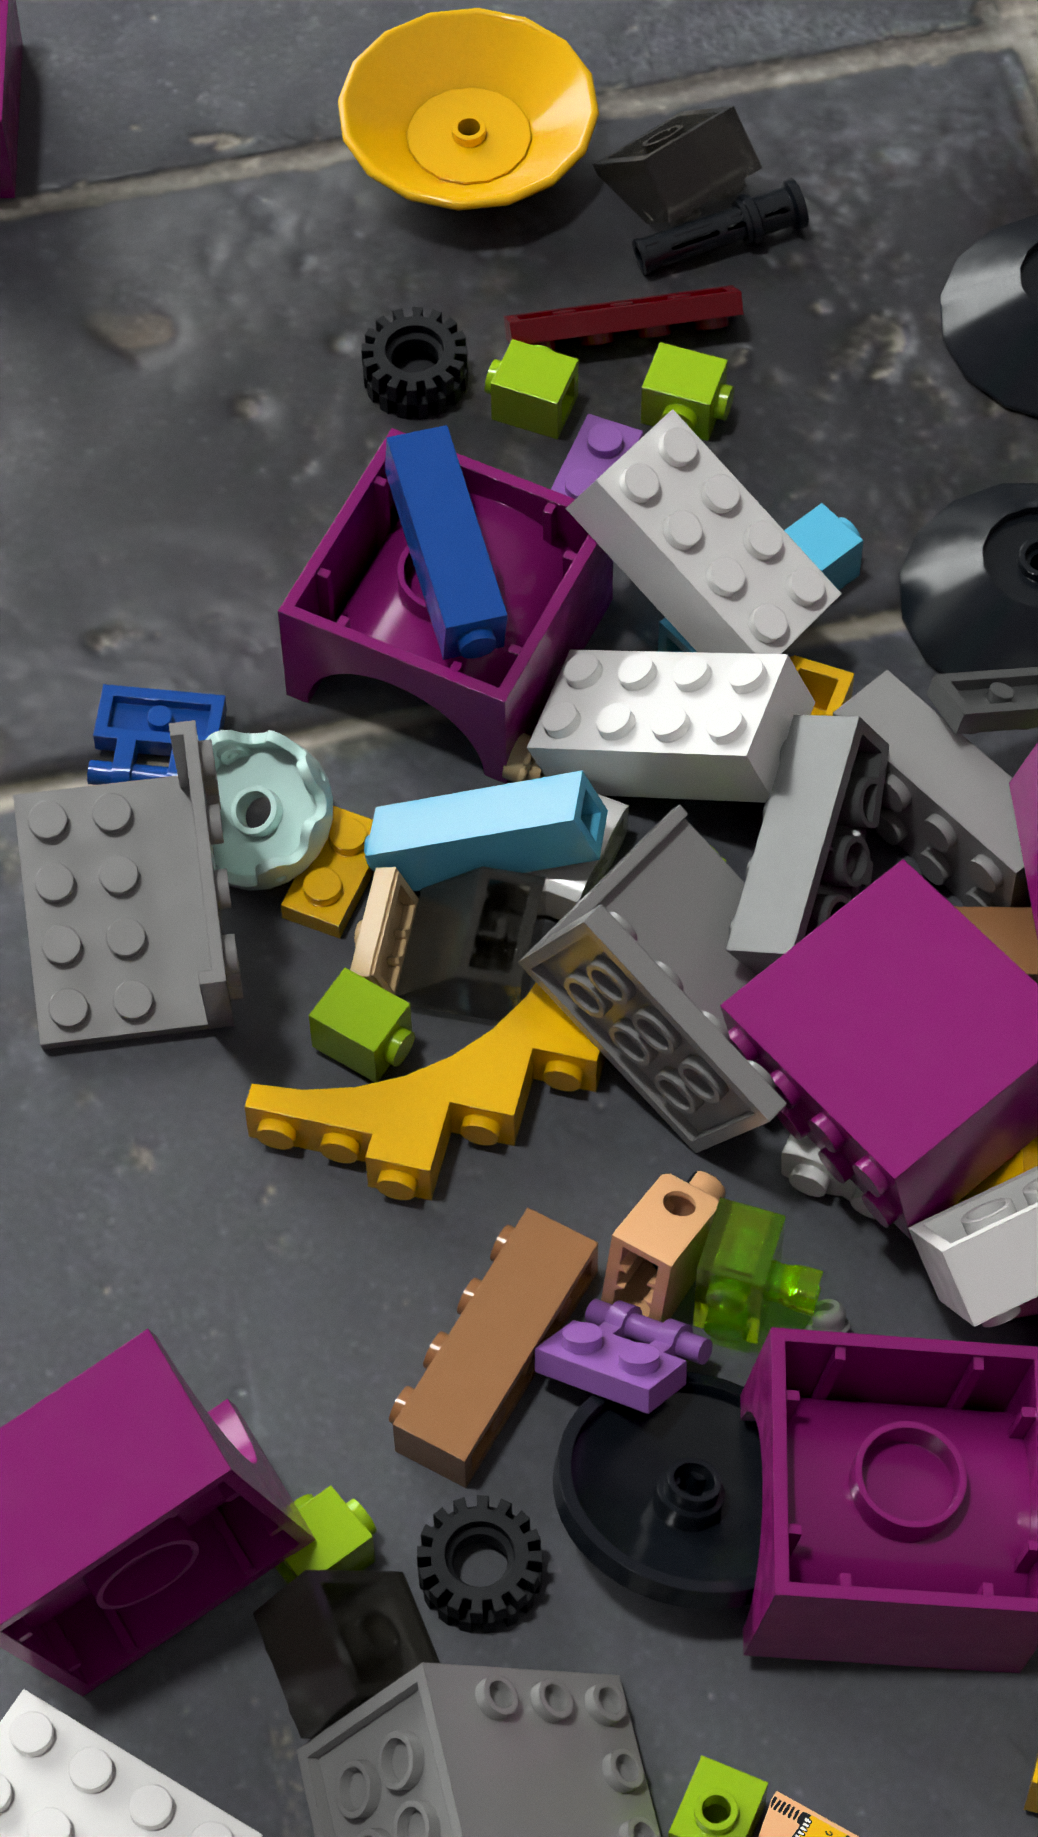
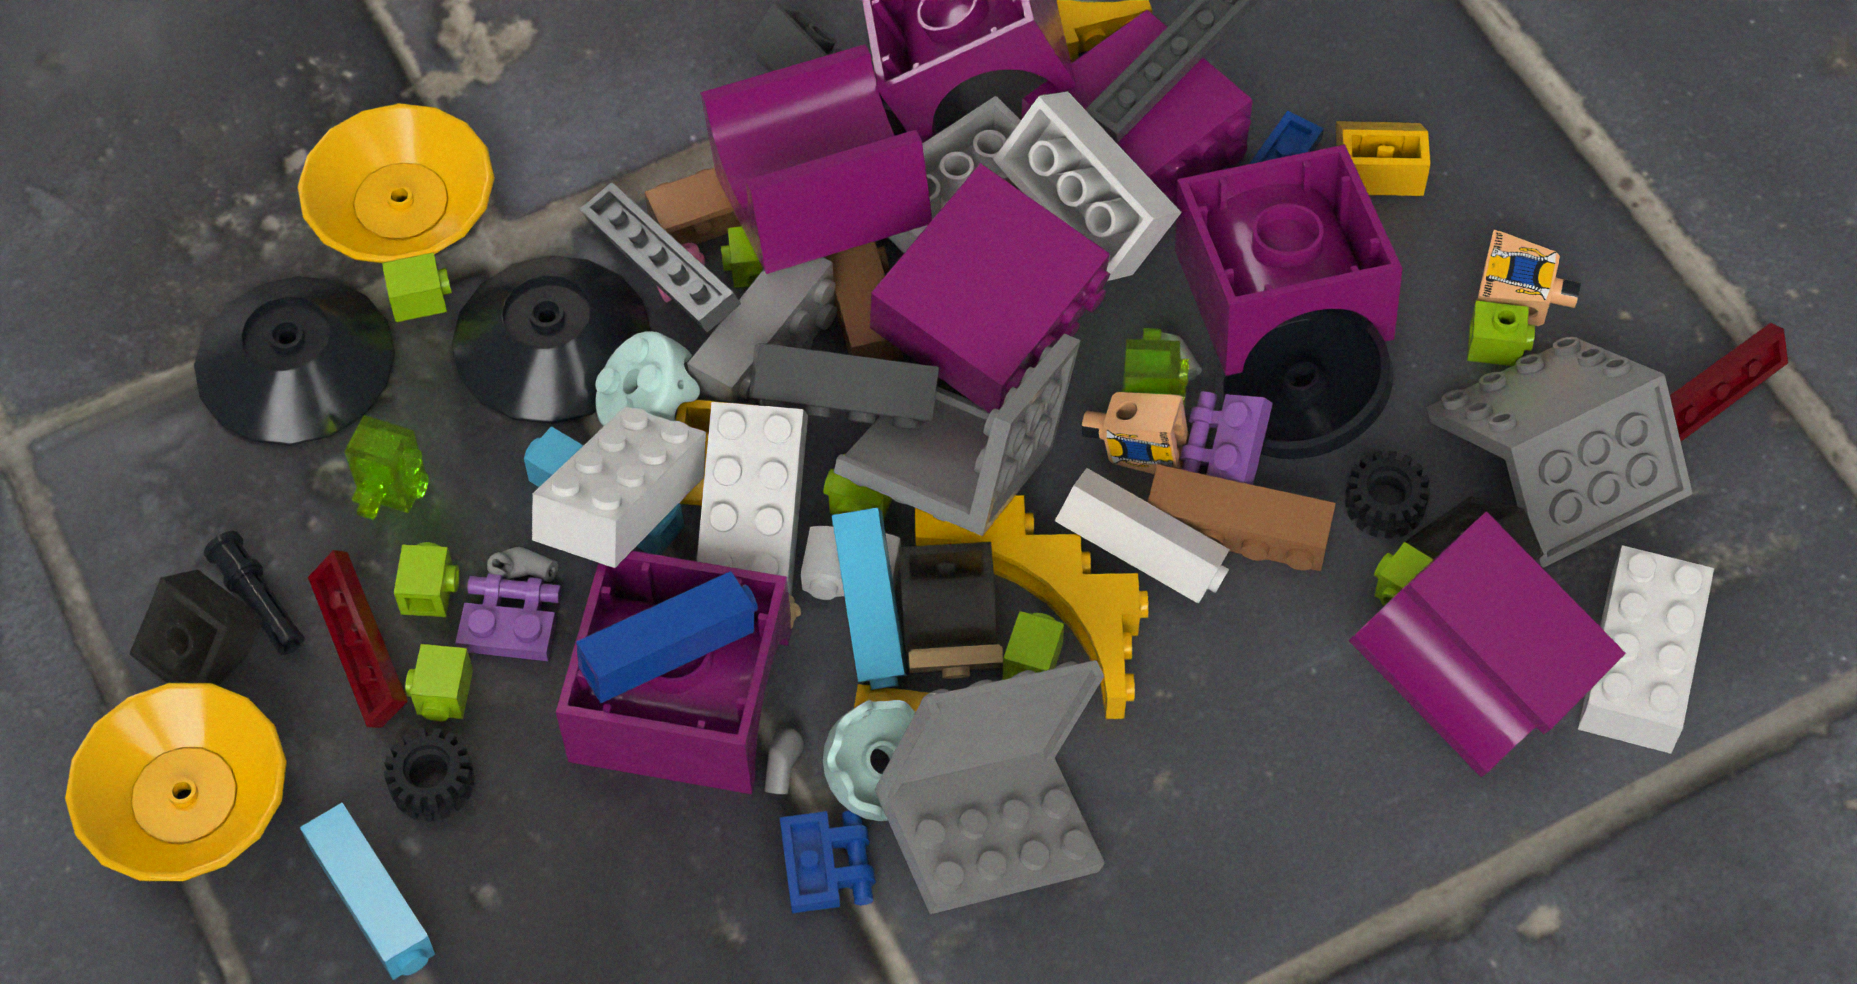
camera: 105 degrees left, 0 degrees up
(279, 282) = (368, 892): none -> medium azure brick
(312, 719) = (782, 755): none -> light grey arm
(486, 1194) = (1143, 536): none -> white brick
(848, 356) = (385, 467): none -> clear neon green brick
(889, 635) = (658, 370): none -> light aqua plate

